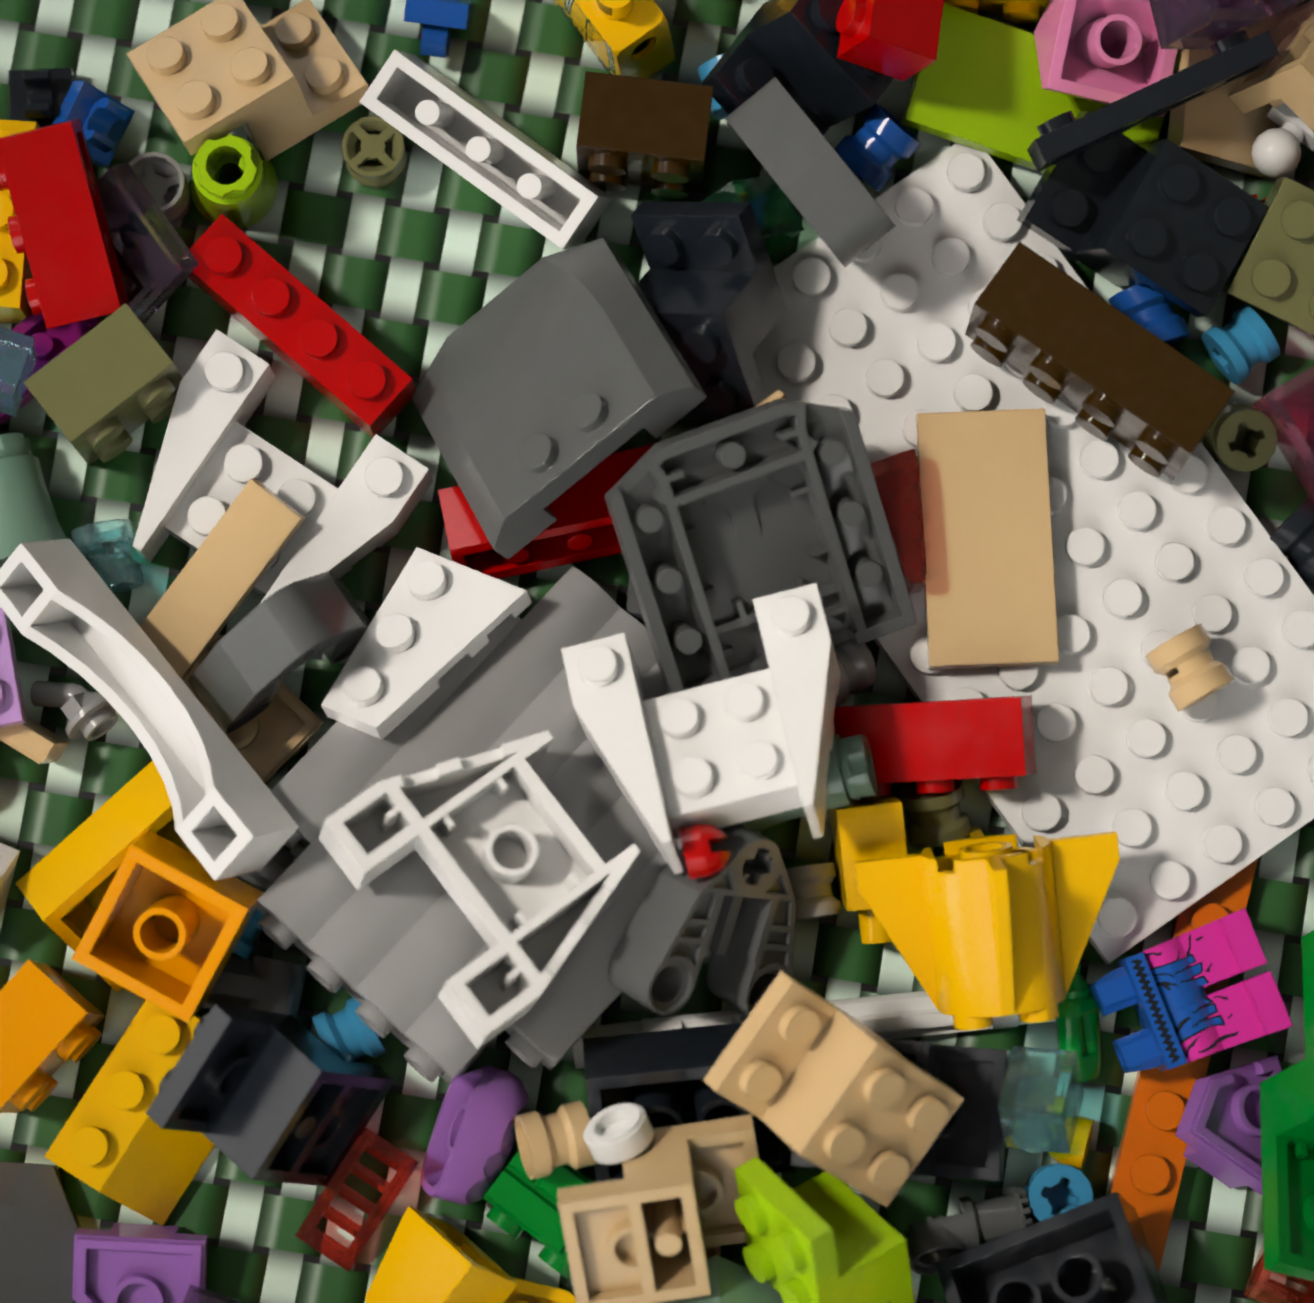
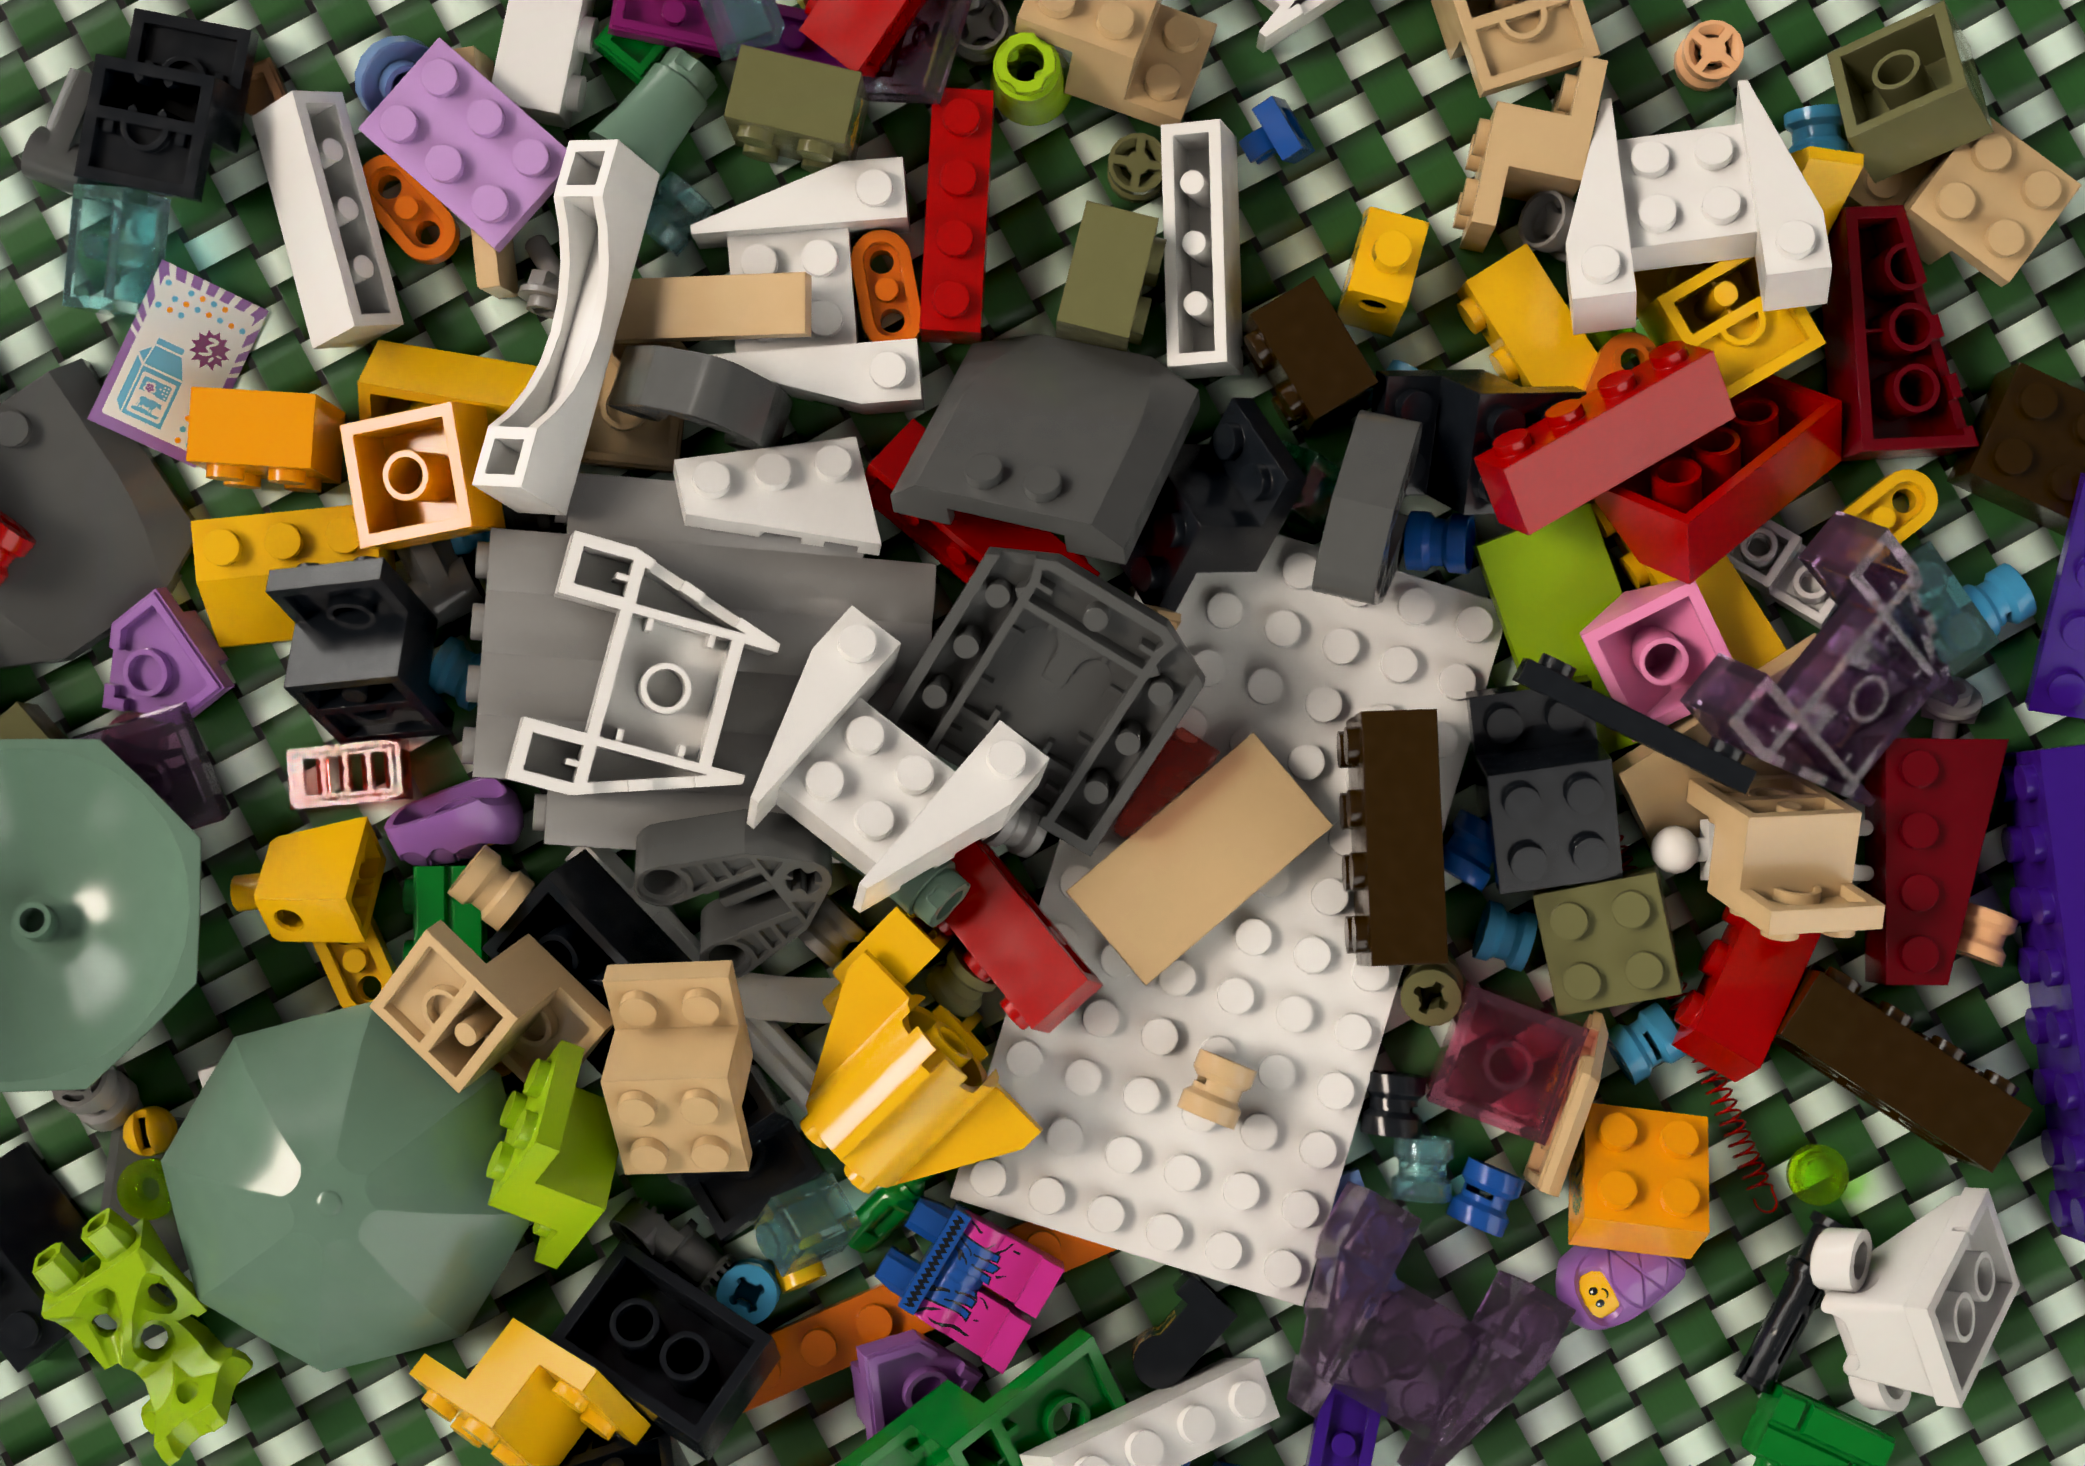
camera: 55 degrees right, 5 degrees up
(314, 433) = (885, 292): none -> orange plate
(450, 239) = (1106, 278): none -> olive brick
(618, 1133) = (523, 932): white tile -> none
(698, 850) = (775, 828): red hinge -> none
(844, 965) = (785, 998): none -> white sticker

